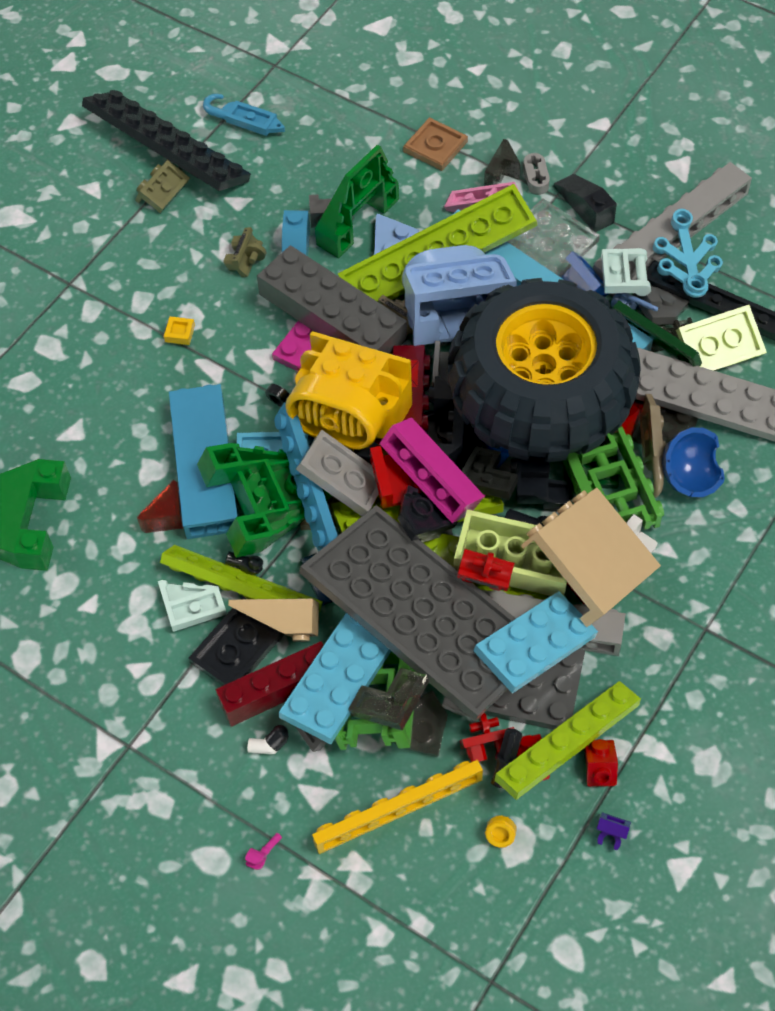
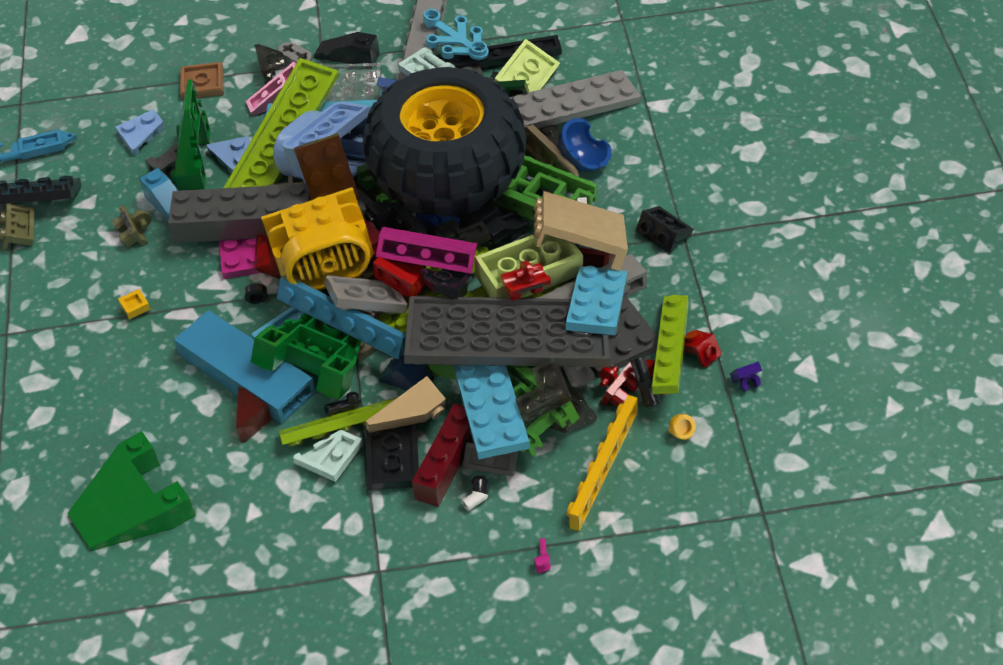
camera: 40 degrees left, 10 degrees down
(338, 159) = (140, 130): none -> light blue wing
(419, 324) = (325, 167): none -> reddish brown plate
(691, 607) = (662, 228): none -> black bracket

